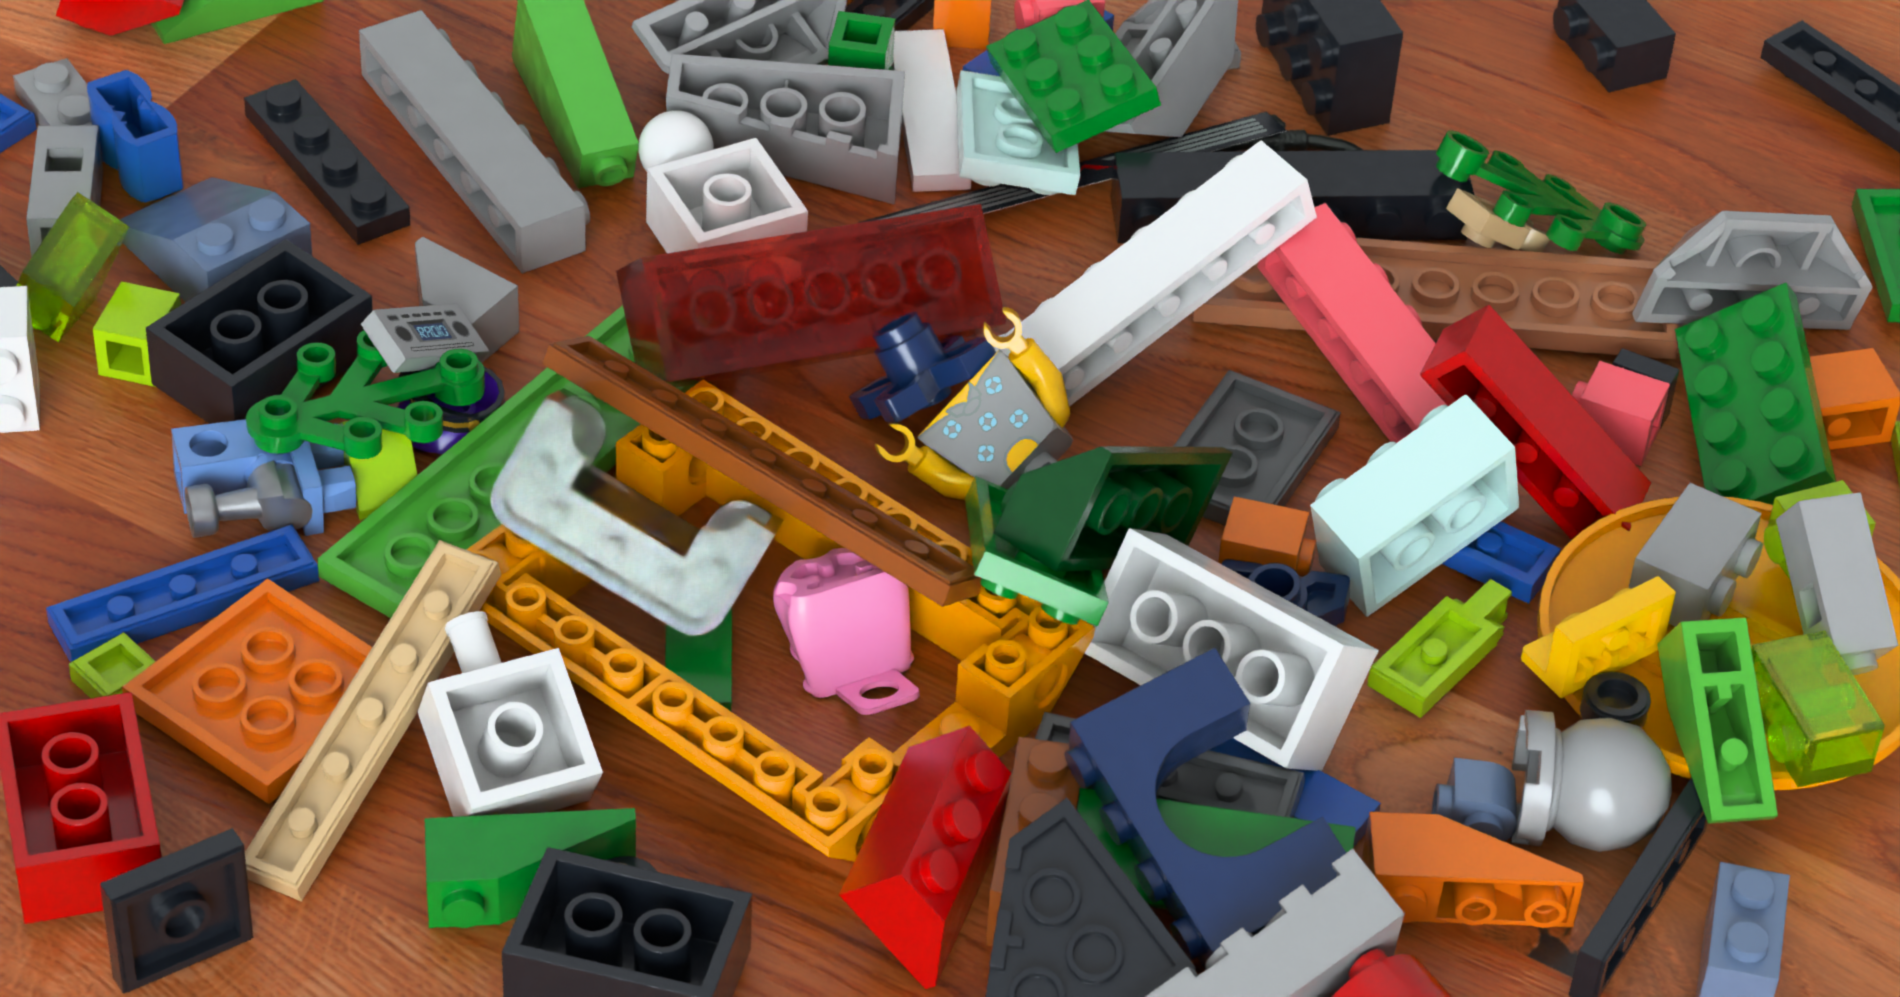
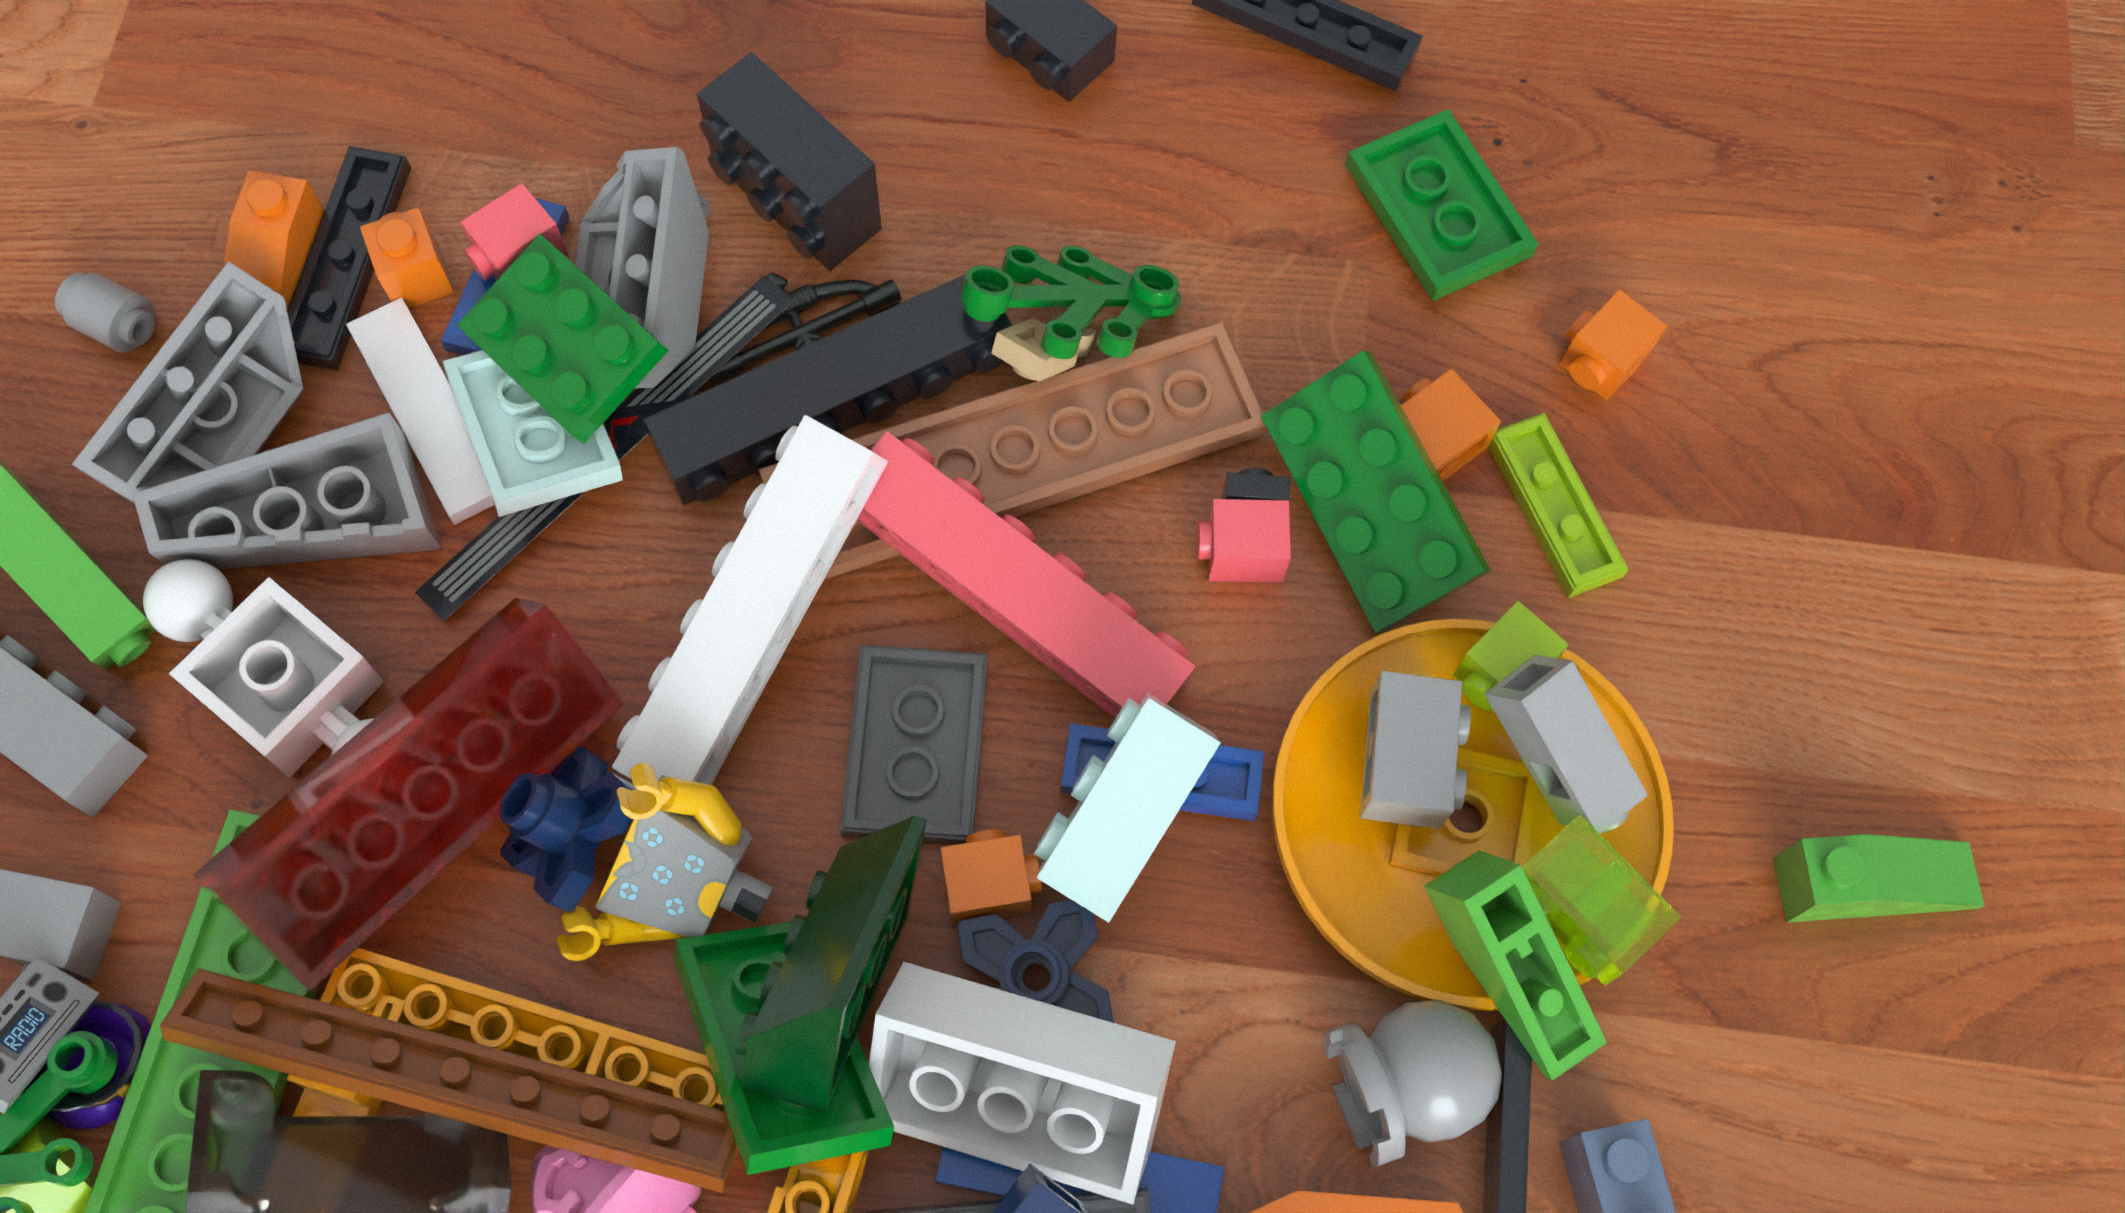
camera: 25 degrees left, 25 degrees up
(862, 41) = (331, 386): green brick -> none
(1441, 649) = (1202, 932): lime hinge -> none
(1479, 797) = (1314, 1131): sand blue plate -> none
(1559, 447) = (1197, 645): red brick -> none
(1602, 637) = (1364, 905): yellow bracket -> none
(1616, 697) = (1406, 966): black tile -> none
(1750, 253) = (1306, 324): light grey wedge -> none

